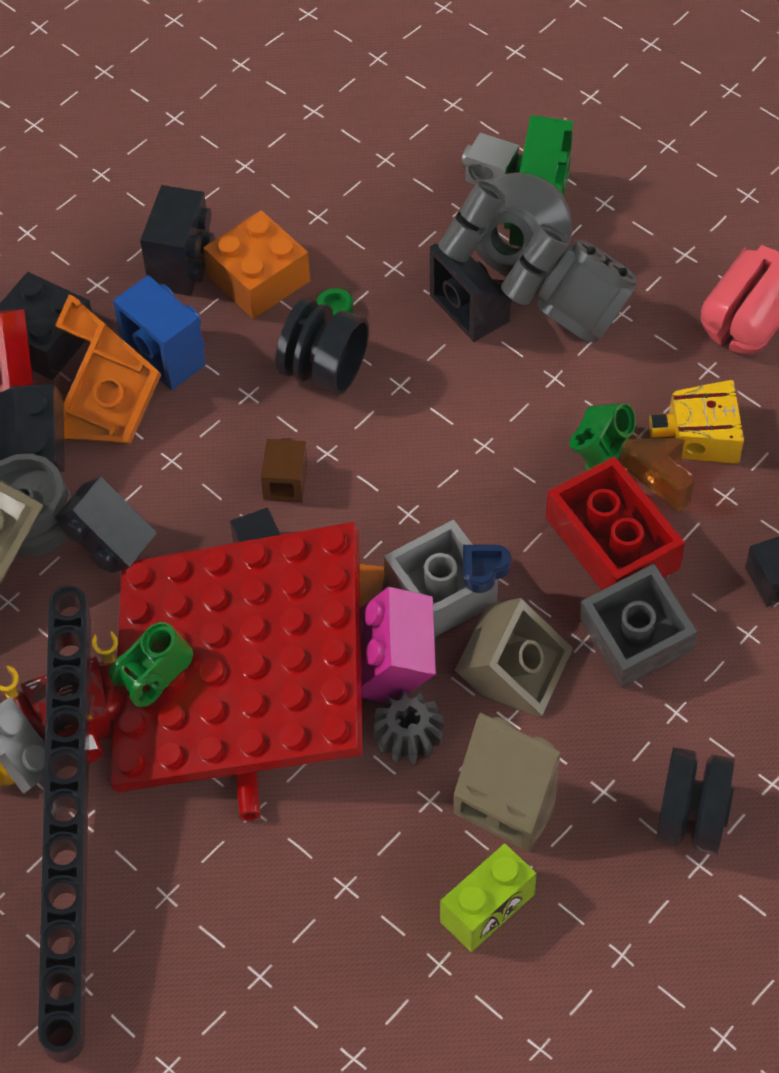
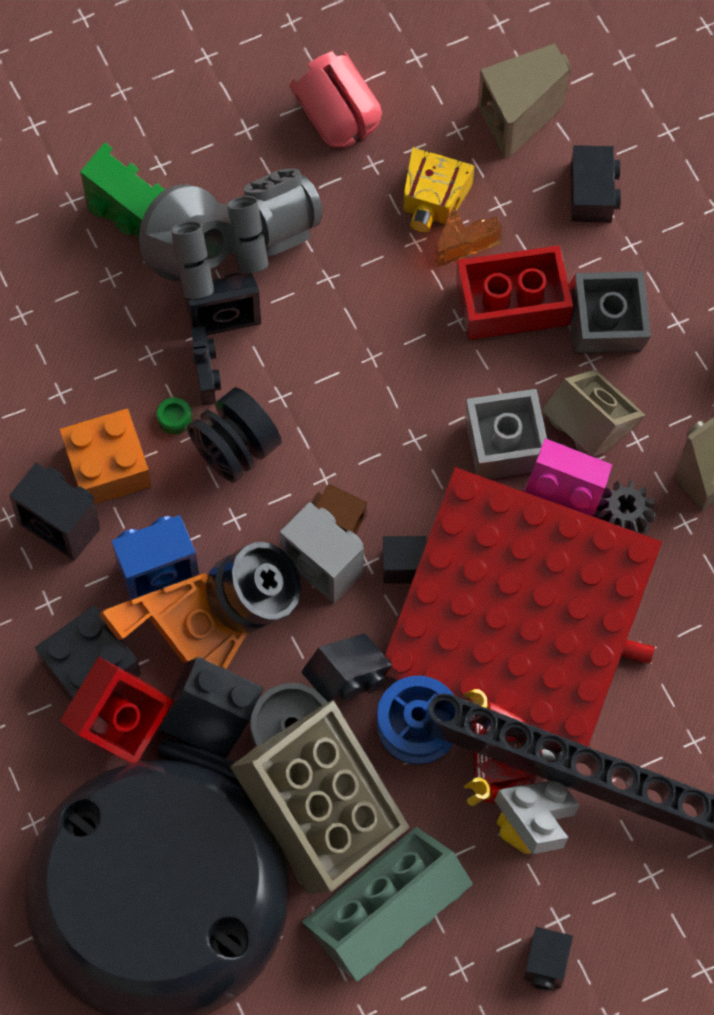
camera: 70 degrees left, 10 degrees up
(103, 600) = (396, 725): none -> blue wheel
(151, 663) = (511, 676): green piece -> none
(160, 392) = (253, 587): none -> black wheel
(225, 462) = (323, 551): none -> light grey brick
(396, 301) = (203, 352): none -> black plate
(483, 565) = (524, 393): dark blue tile -> none
(489, 158) = (81, 230): light grey brick -> none
(603, 432) = (412, 261): green piece -> none

